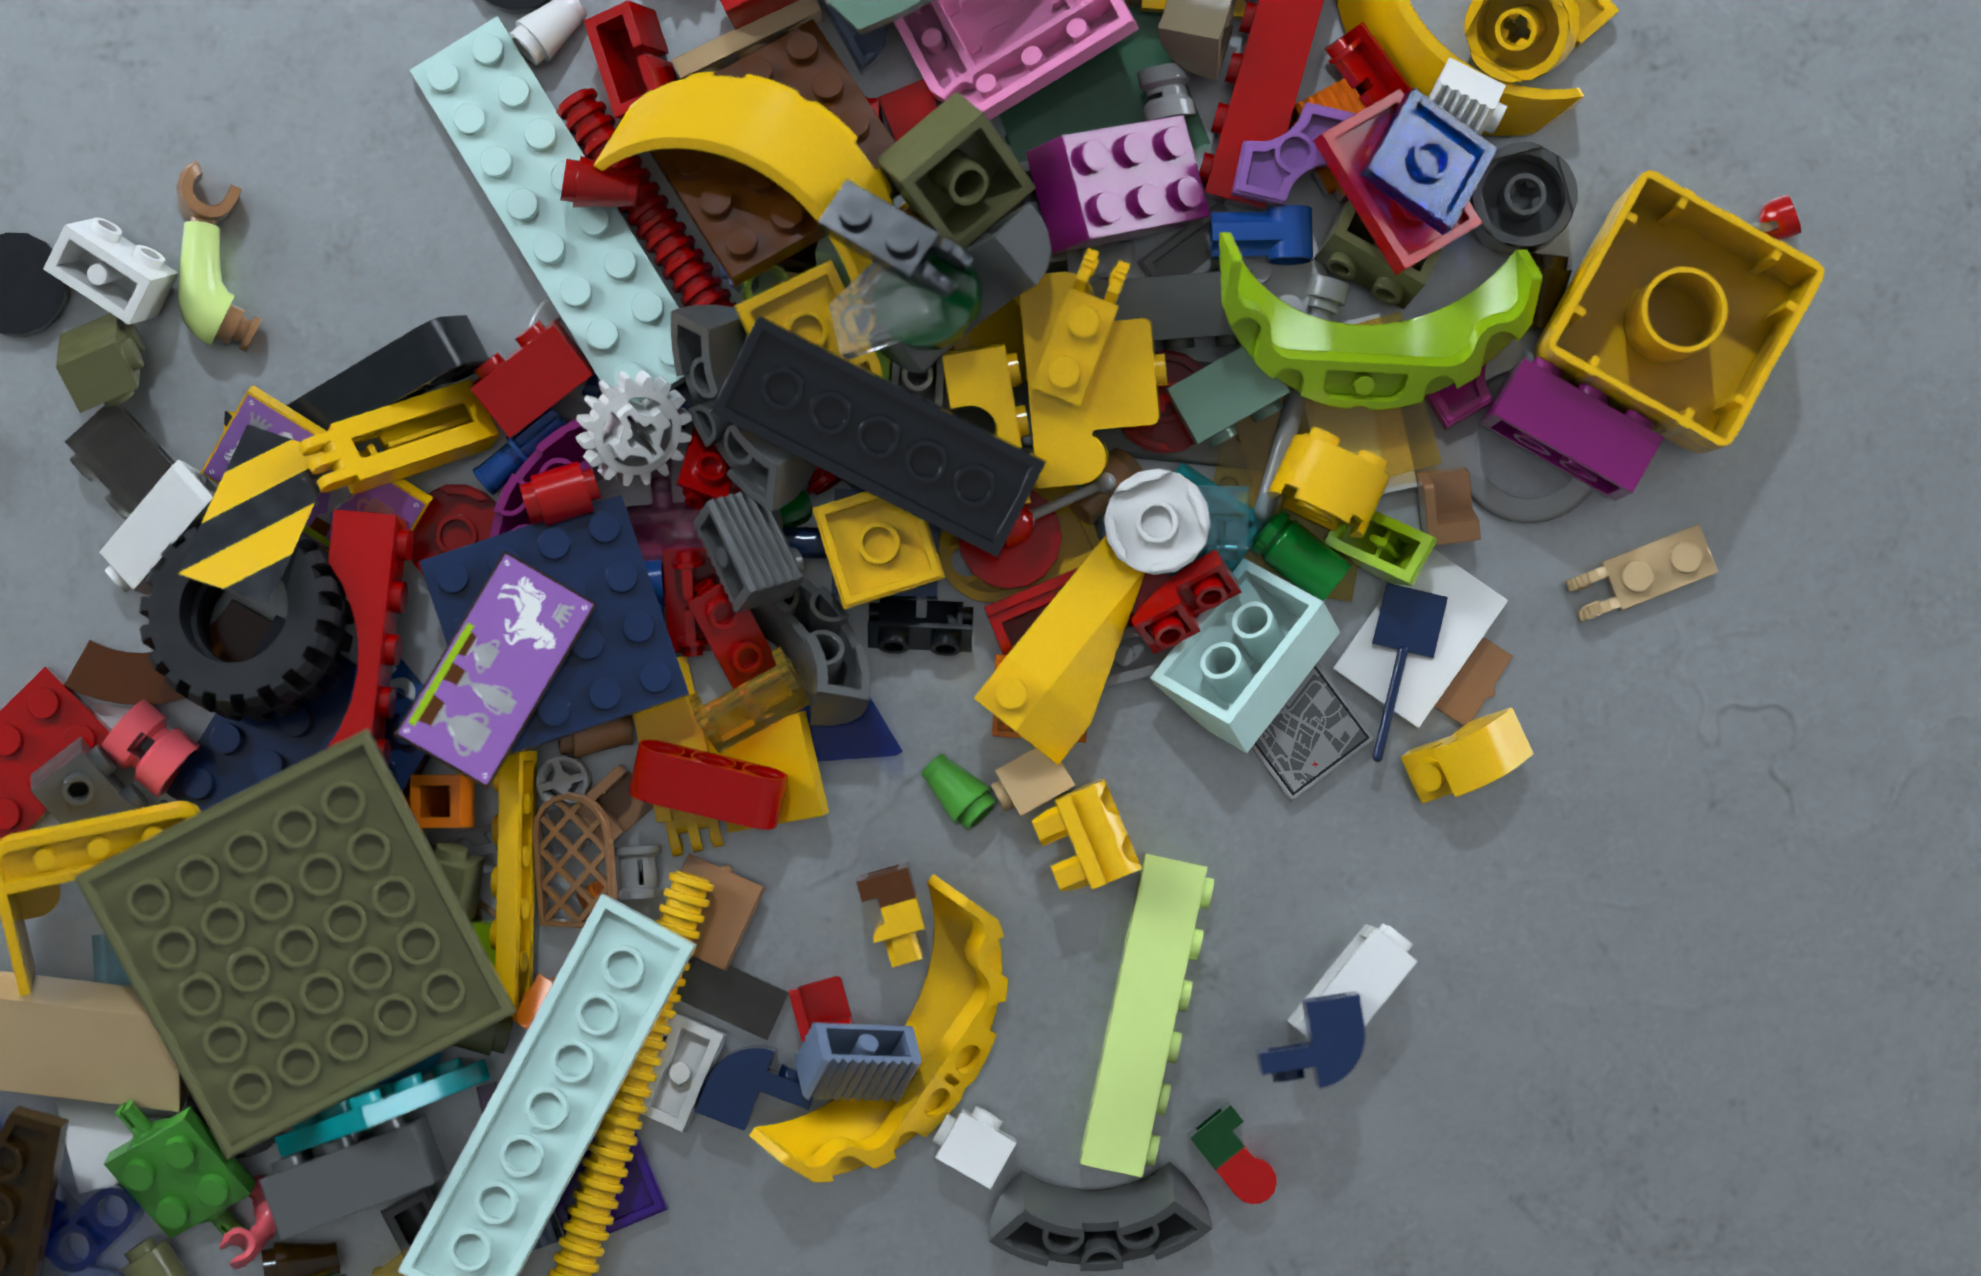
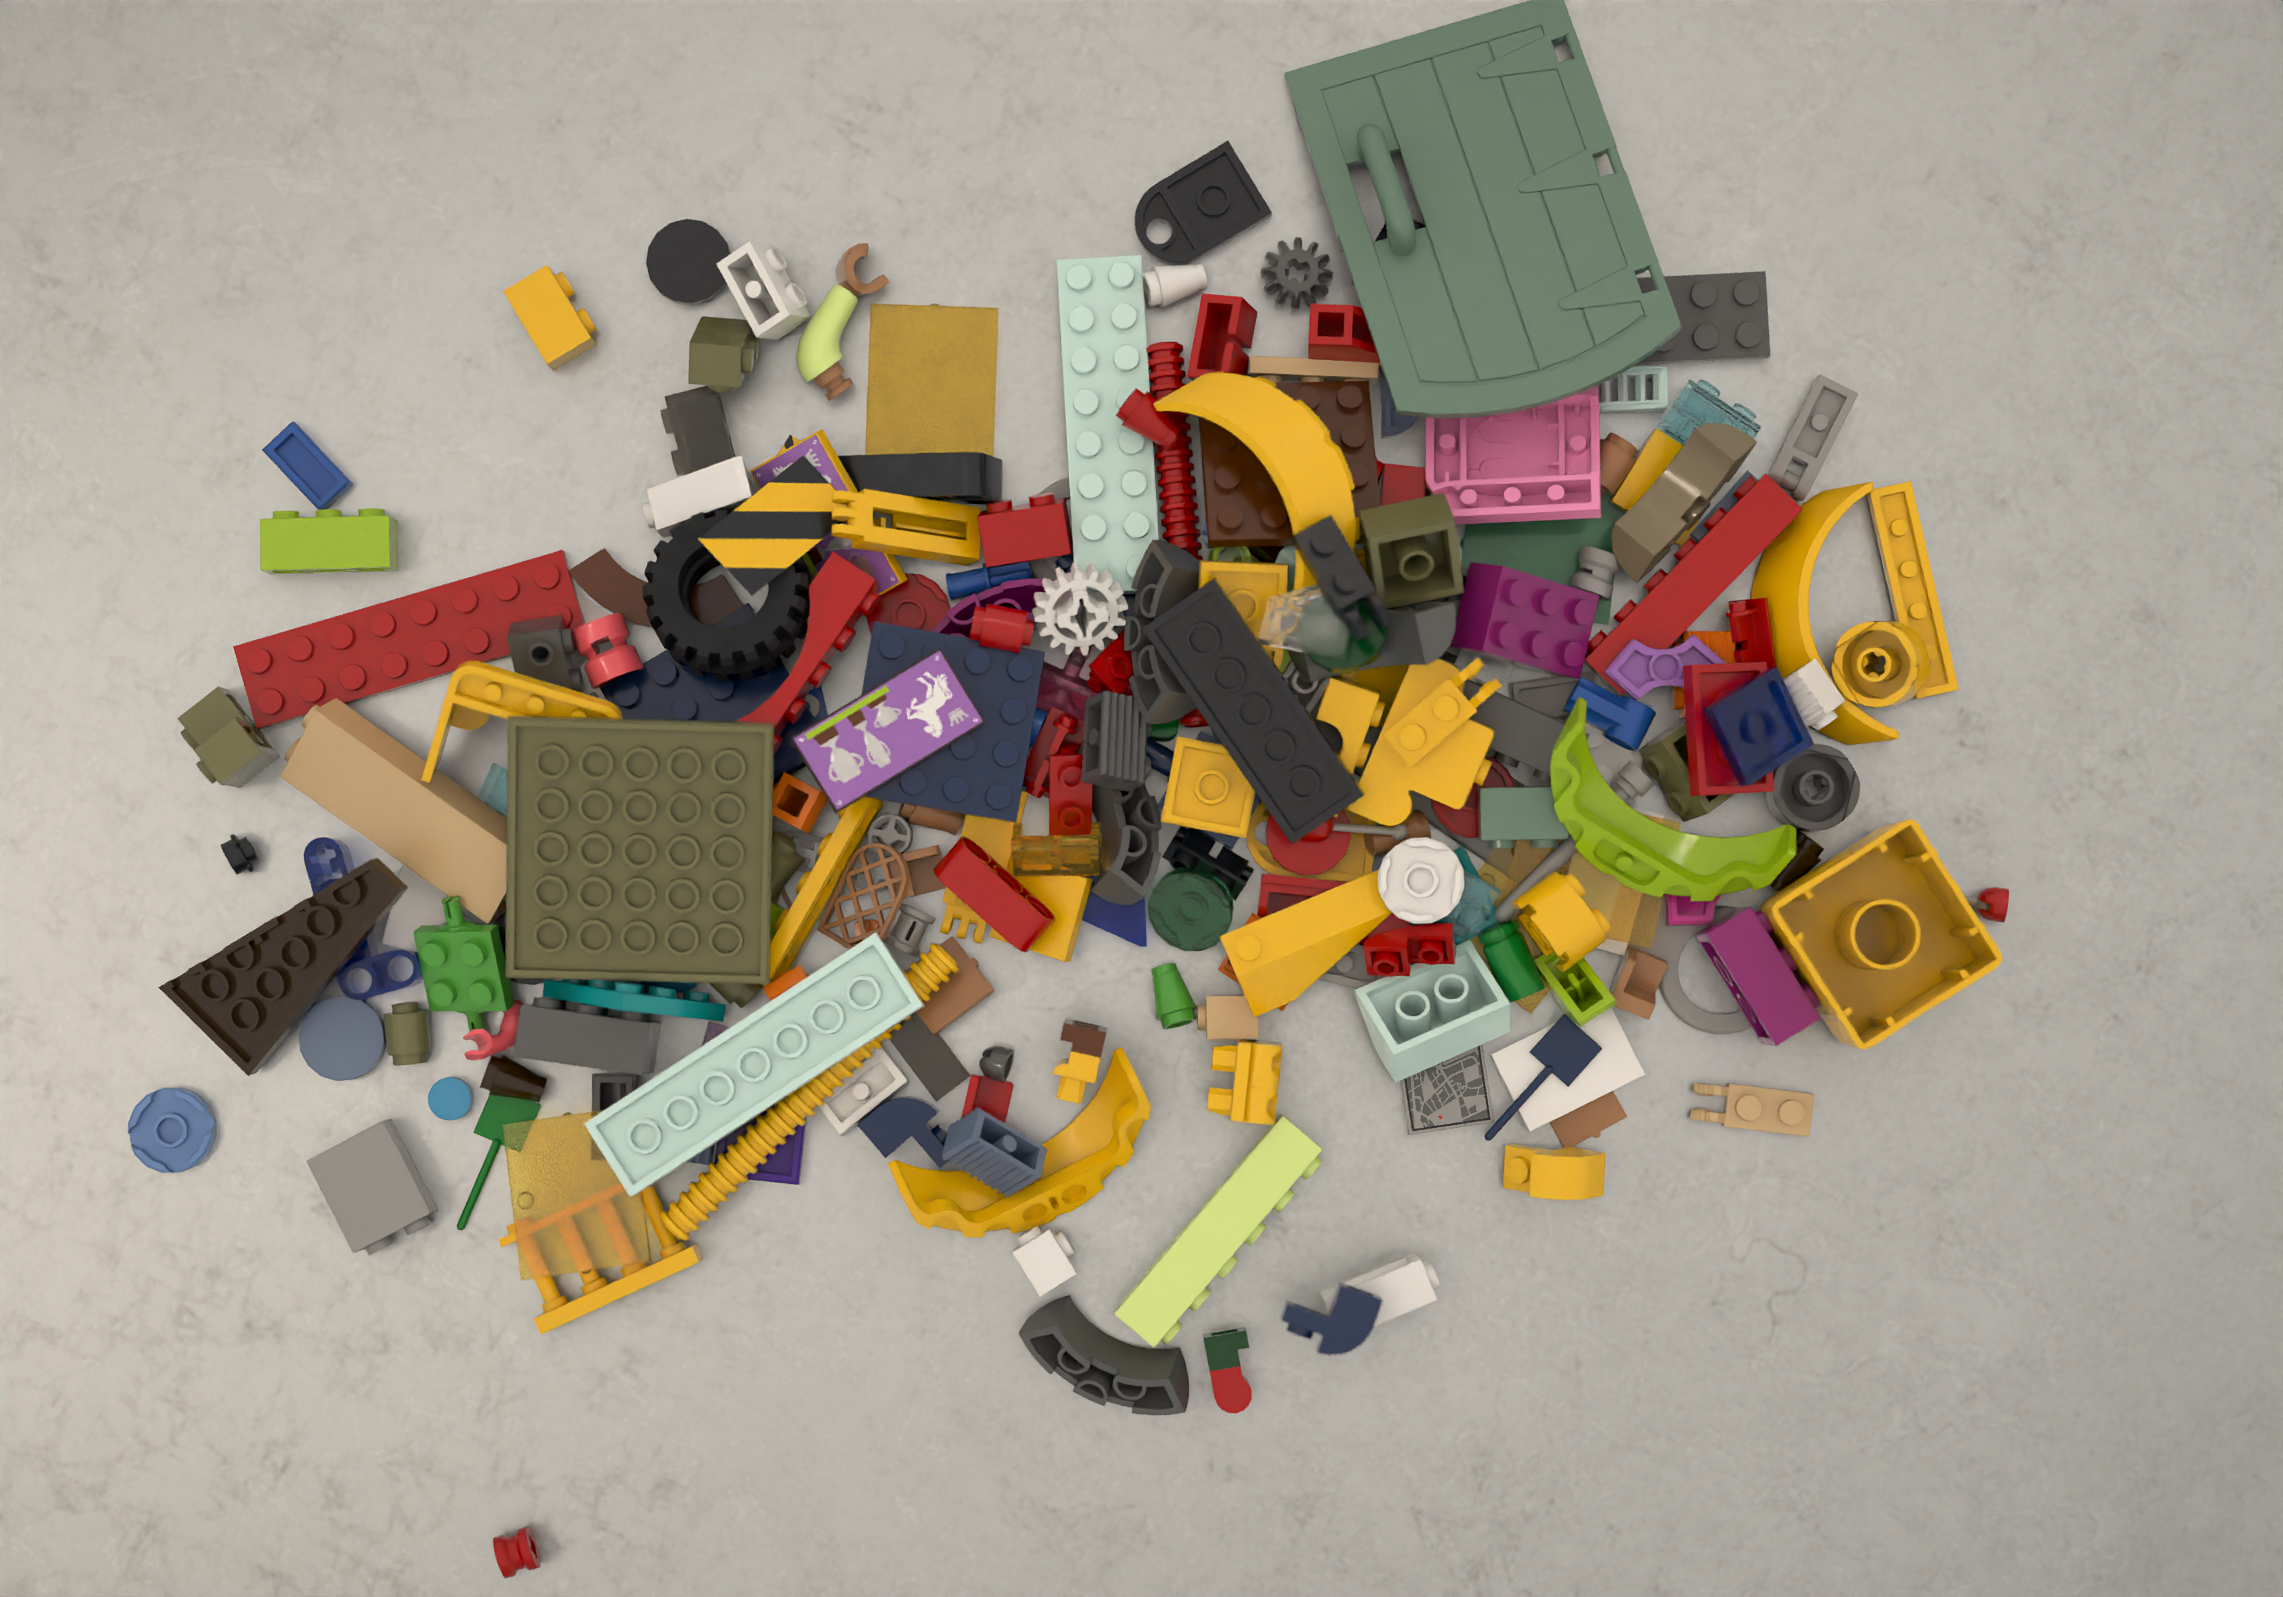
camera: 30 degrees right, 0 degrees up
(344, 268) = (931, 379): none -> clear yellow piece
(810, 963) = (997, 1063): none -> dark grey hinge
(928, 686) = (1190, 909): none -> clear green tile

